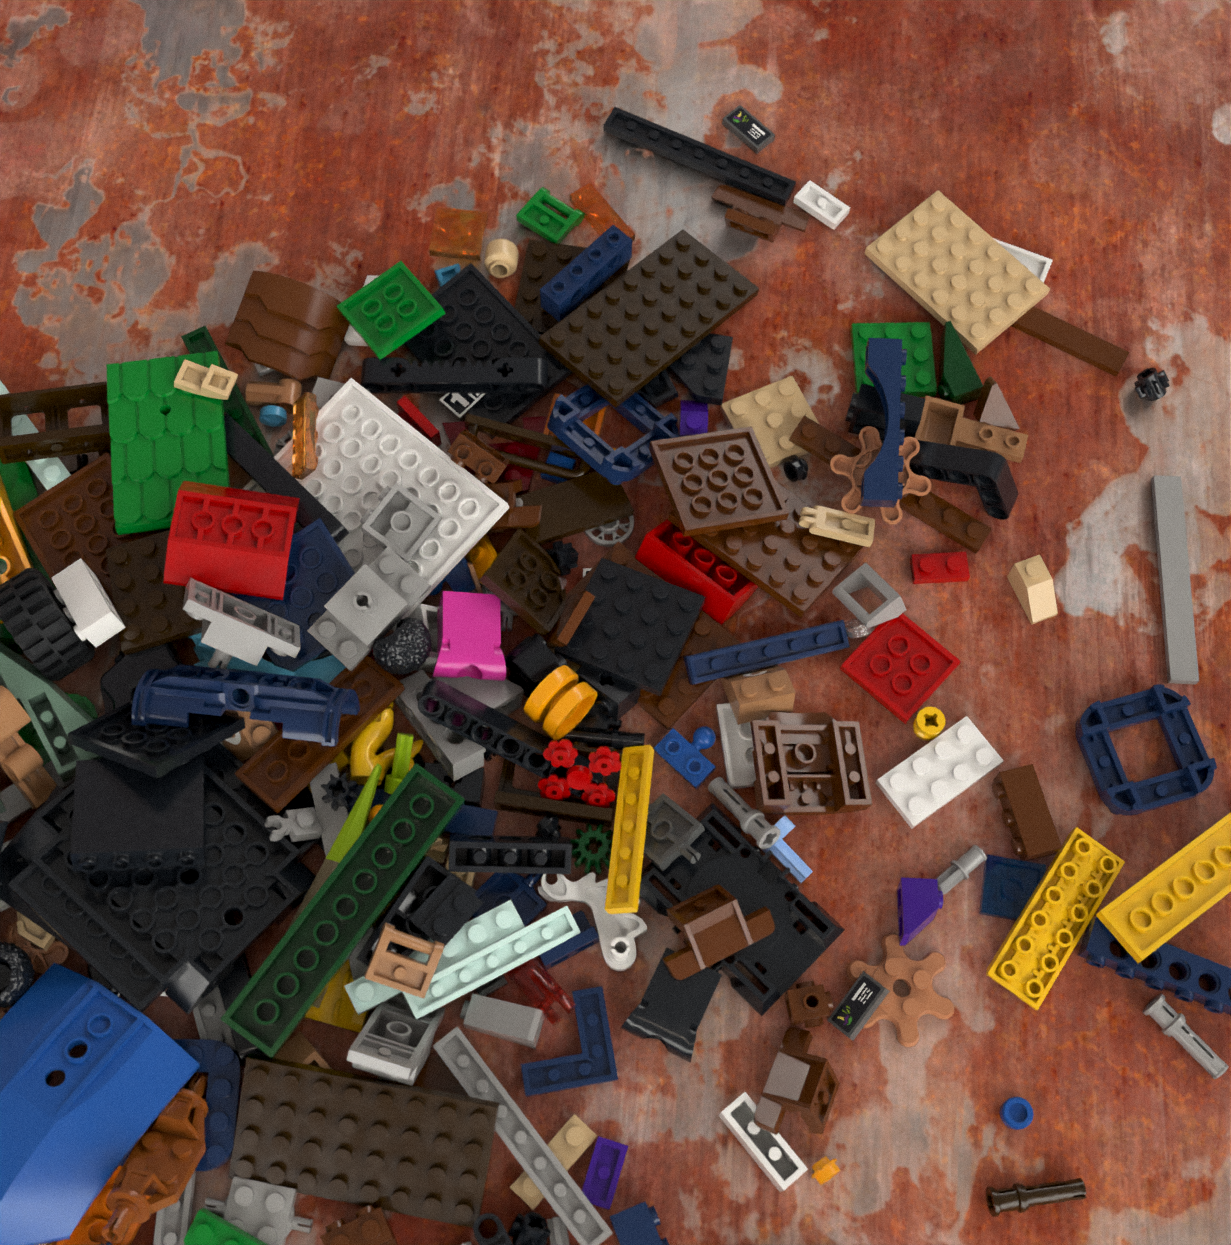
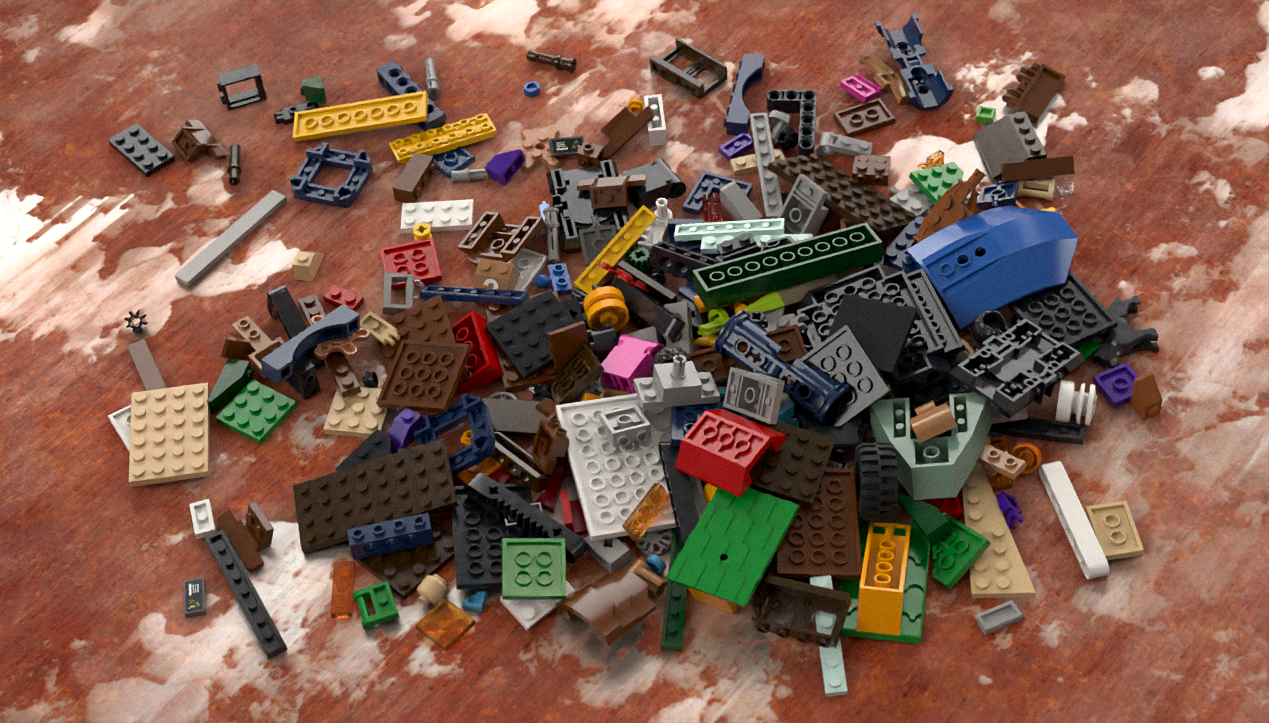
camera: 140 degrees left, 20 degrees down
(87, 603) = (841, 469): white brick -> none
(205, 381) = (685, 554): tan slope -> none
(399, 970) = (773, 230): medium nougat plate -> none

